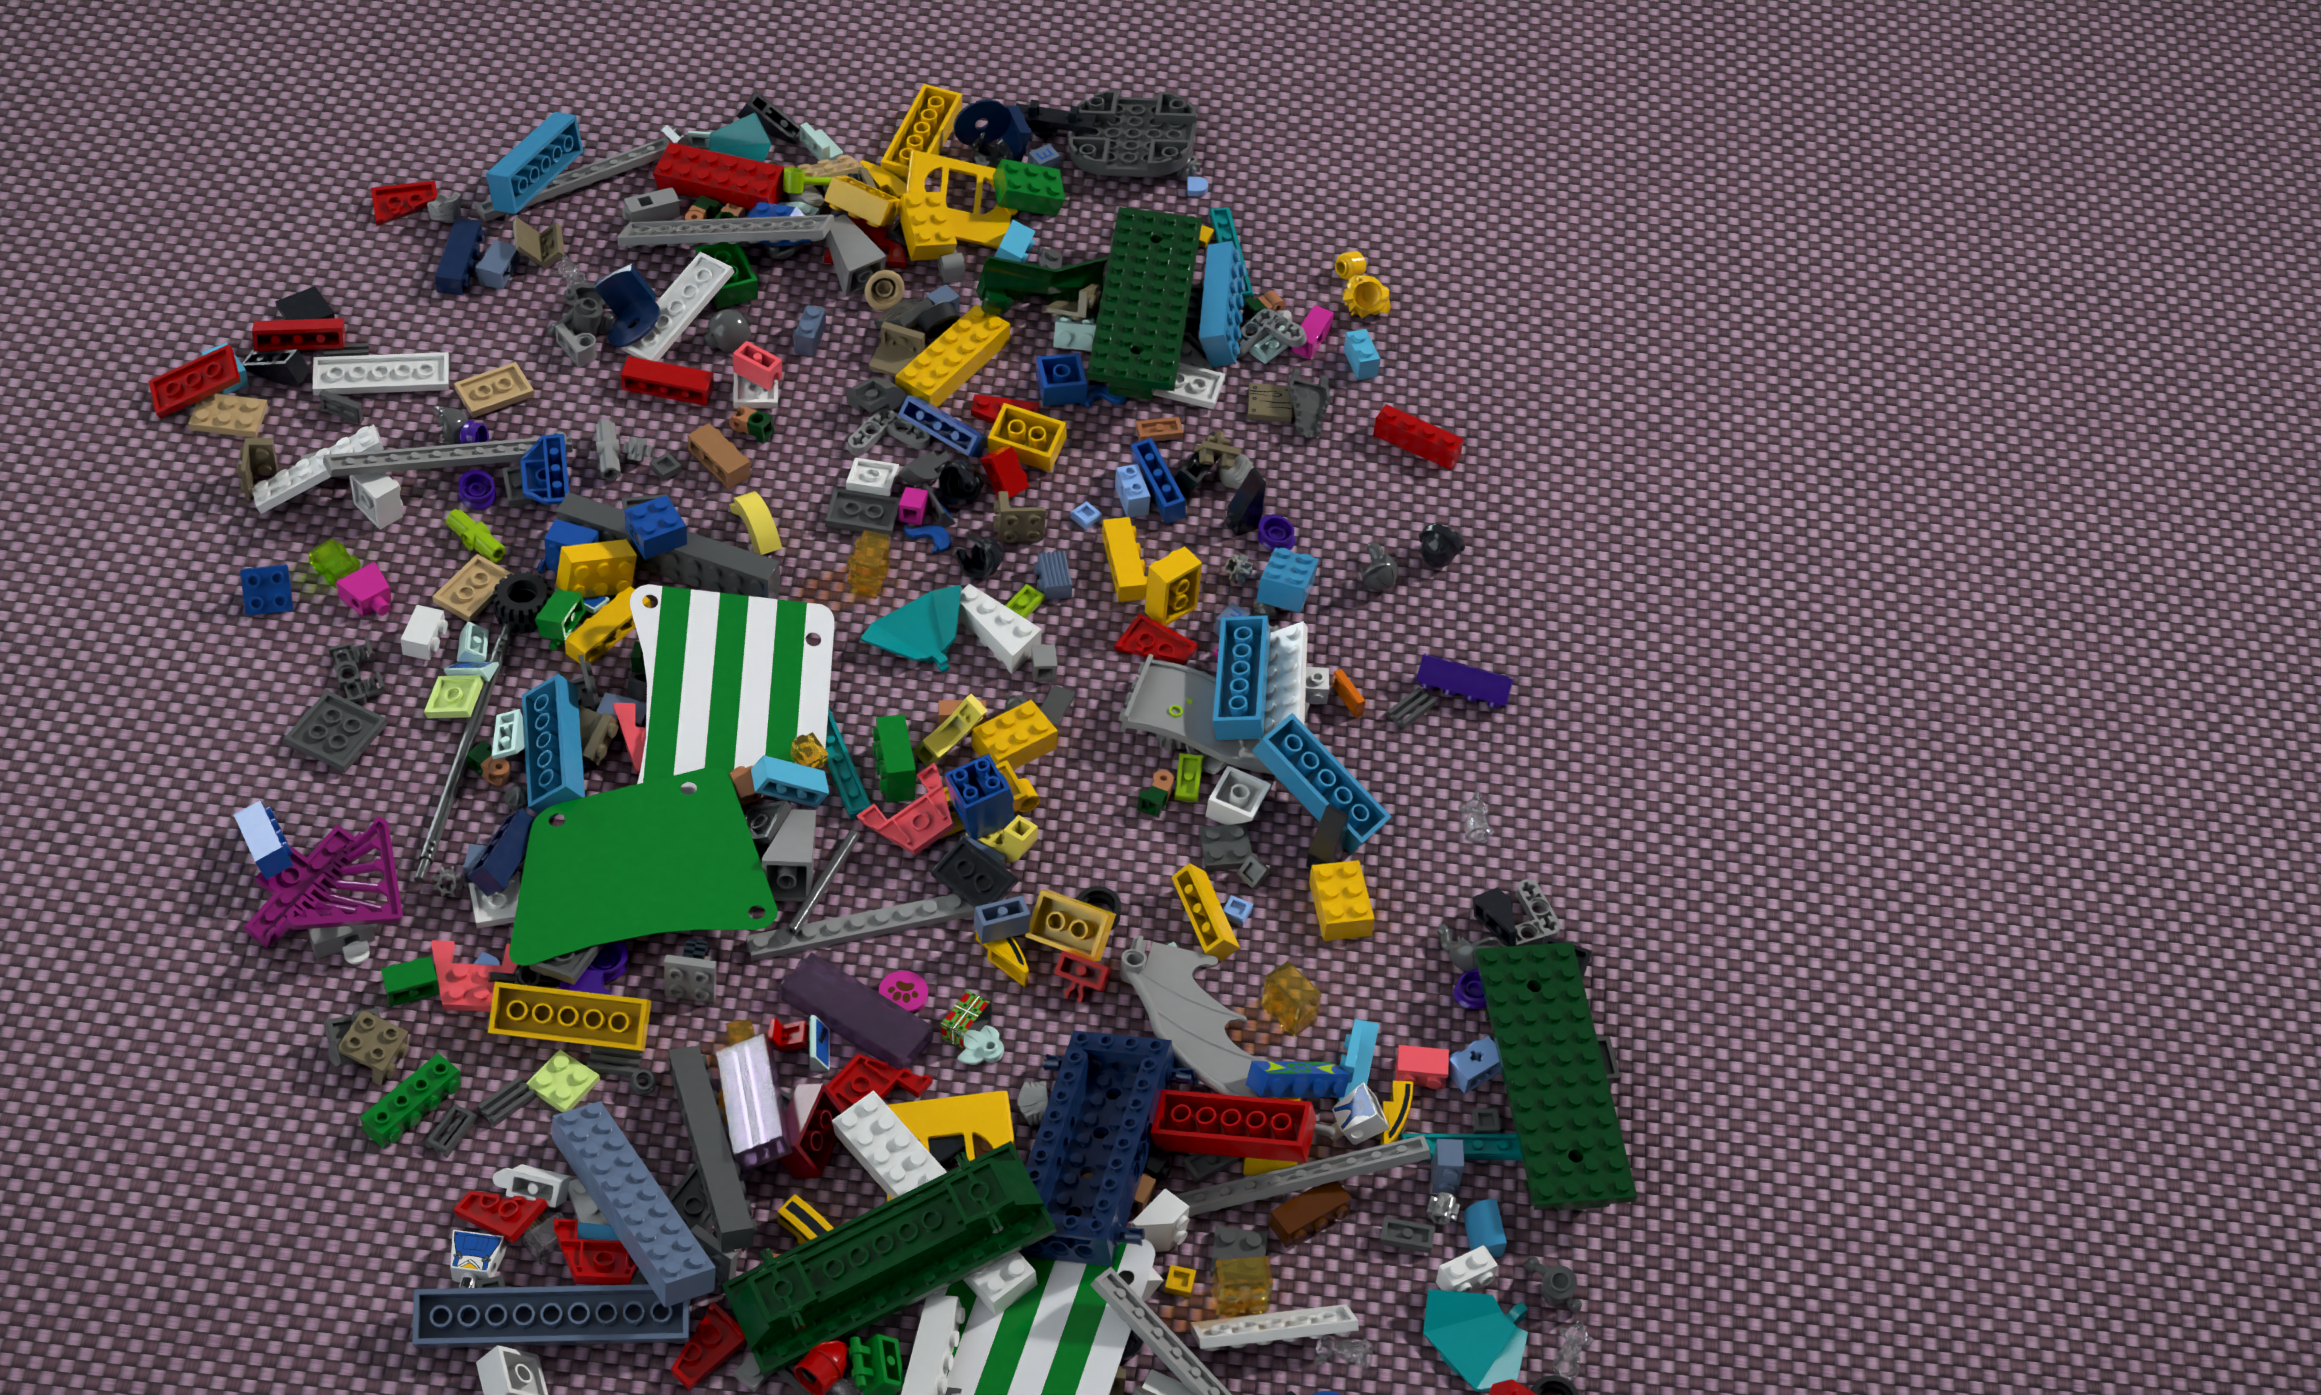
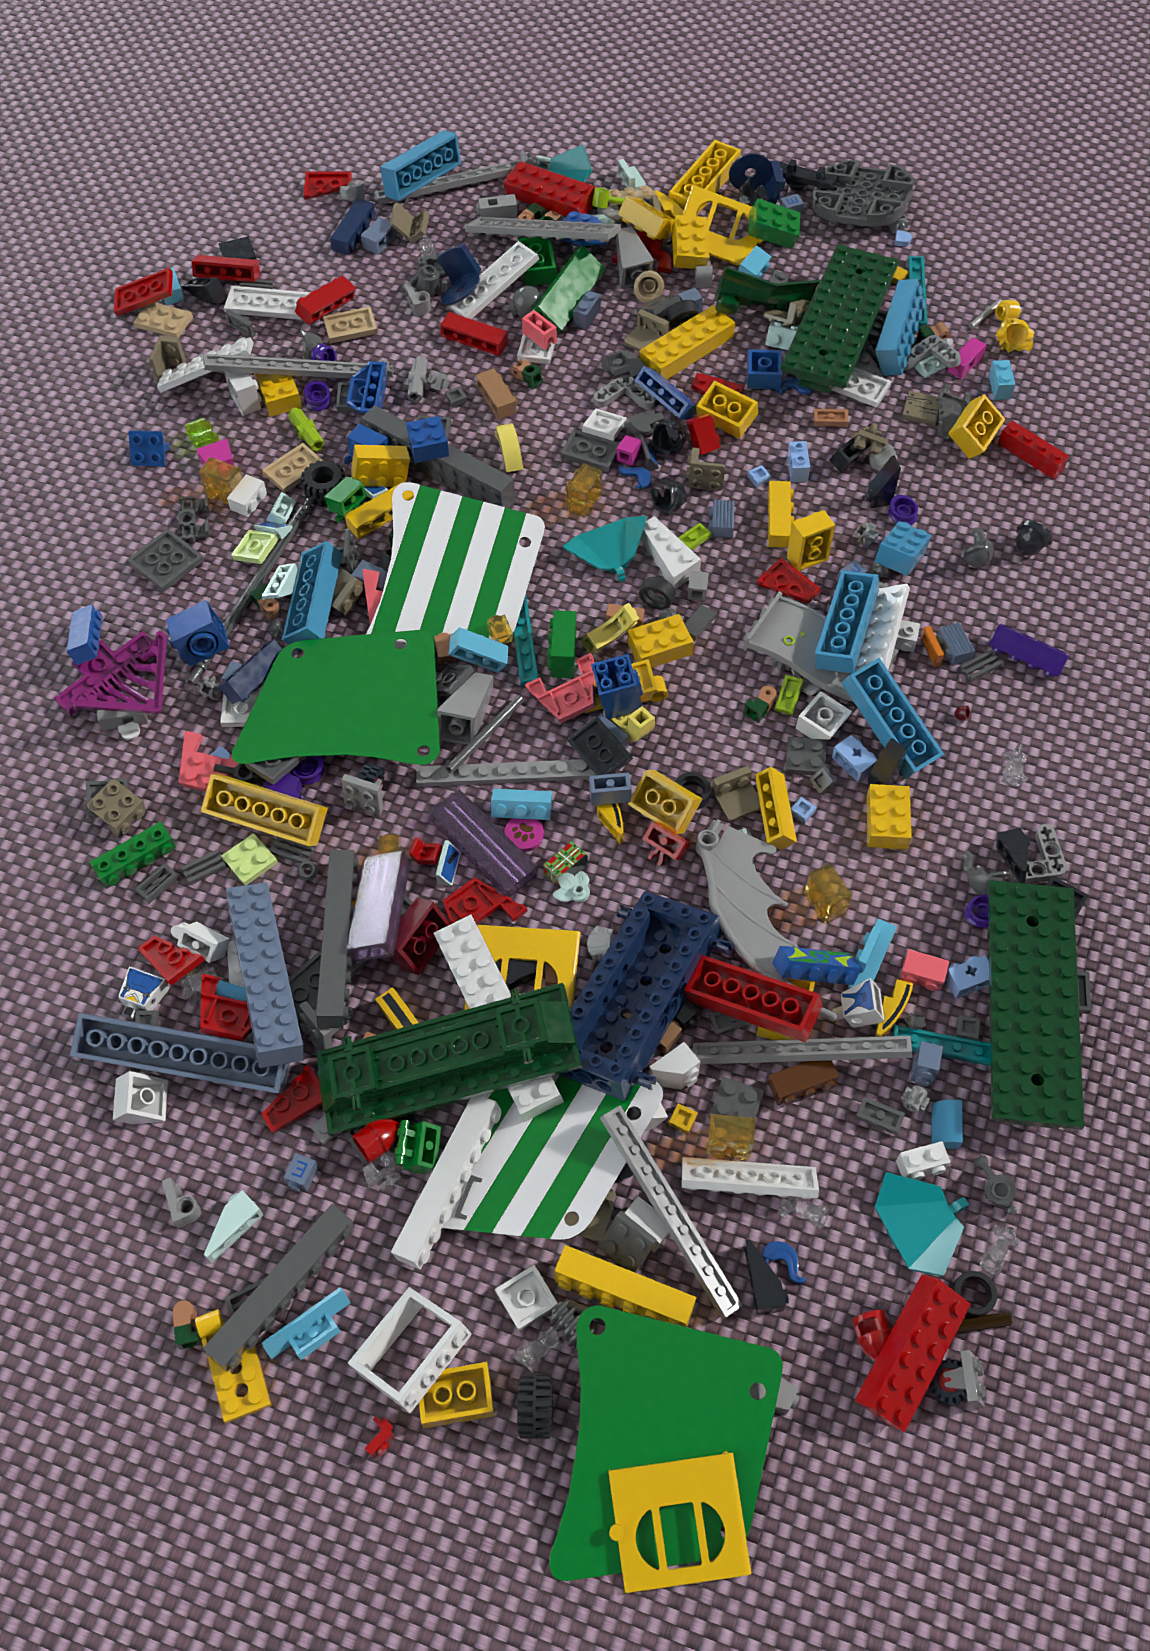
camera: 20 degrees right, 10 degrees up
(384, 617) = (219, 478): none -> clear yellow piece
(410, 981) = (159, 760): green brick -> none
(417, 815) = (197, 633): none -> blue brick
(425, 493) = (278, 393): none -> yellow brick
(453, 360) = (325, 299): none -> red brick
(772, 119) = (599, 154): black slope -> none
(781, 304) = (569, 287): none -> brick
(893, 958) = (521, 804): none -> medium azure brick
(999, 668) = (661, 586): none -> black tyre
(1153, 904) = (736, 794): none -> dark tan bracket
(1159, 481) = (820, 456): blue brick -> none
(1285, 839) = (854, 758): none -> light blue brick
(1322, 273) = (985, 314): none -> light grey bar
(1344, 417) = (976, 426): none -> yellow brick
(1375, 686) = (955, 644): none -> sand blue brick
(1401, 767) = (962, 713): none -> dark red hinge
(1424, 1125) = (915, 1021): none -> dark grey plate

